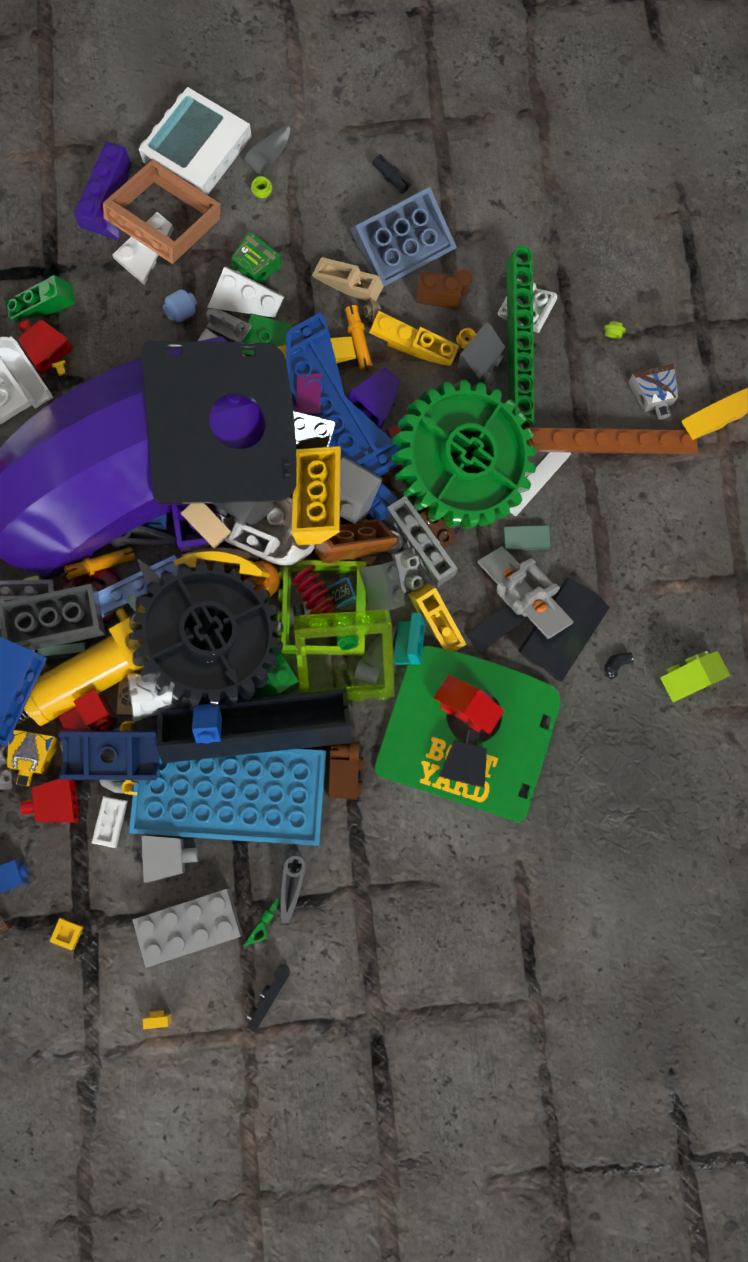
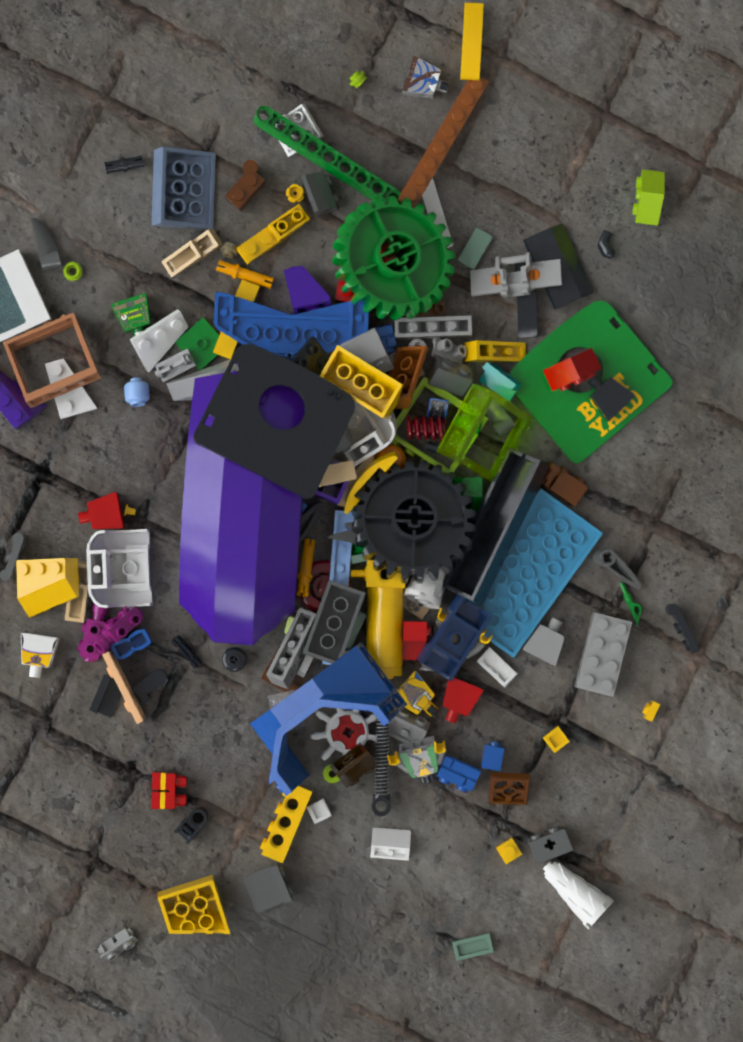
camera: 55 degrees left, 10 degrees up
(41, 299) = (65, 494): green slope -> none
(207, 724) = (479, 557): blue brick -> none
(308, 398) = (276, 341): magenta sticker -> none

